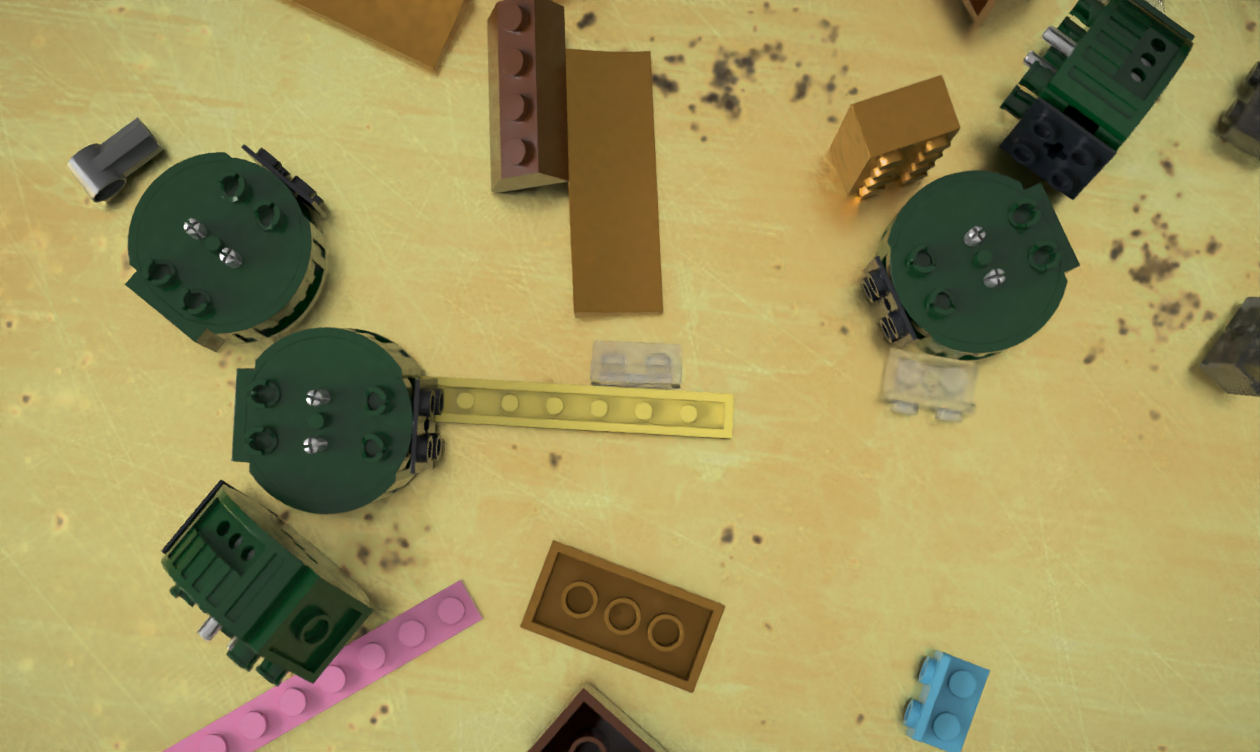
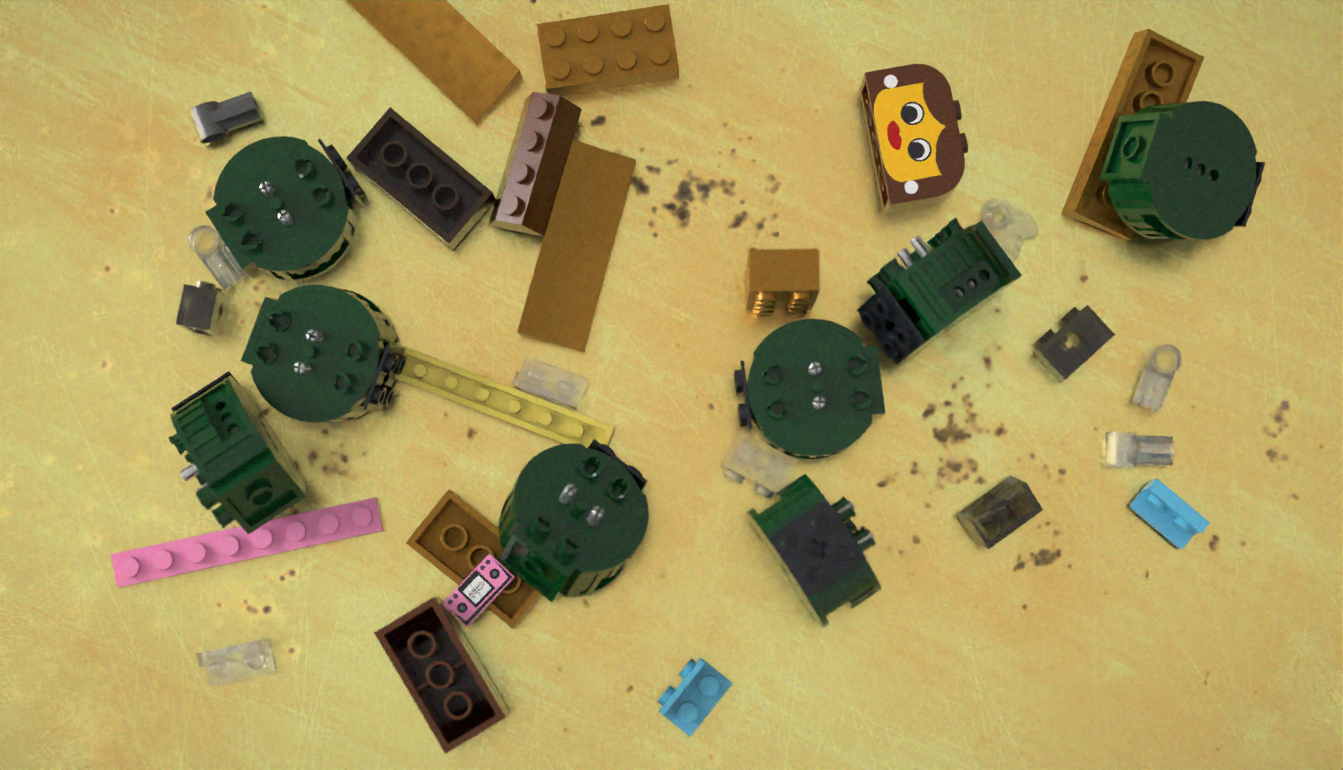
camera: 20 degrees right, 0 degrees up
(161, 341) = (218, 258): none -> clear piece
(162, 411) = (203, 309): none -> clear smoke brick
(388, 157) = (421, 178): none -> dark brown brick
(634, 659) = (478, 590): none -> tile
(727, 529) = (573, 520): none -> dark green piece
(1053, 466) = (817, 548): none -> piece

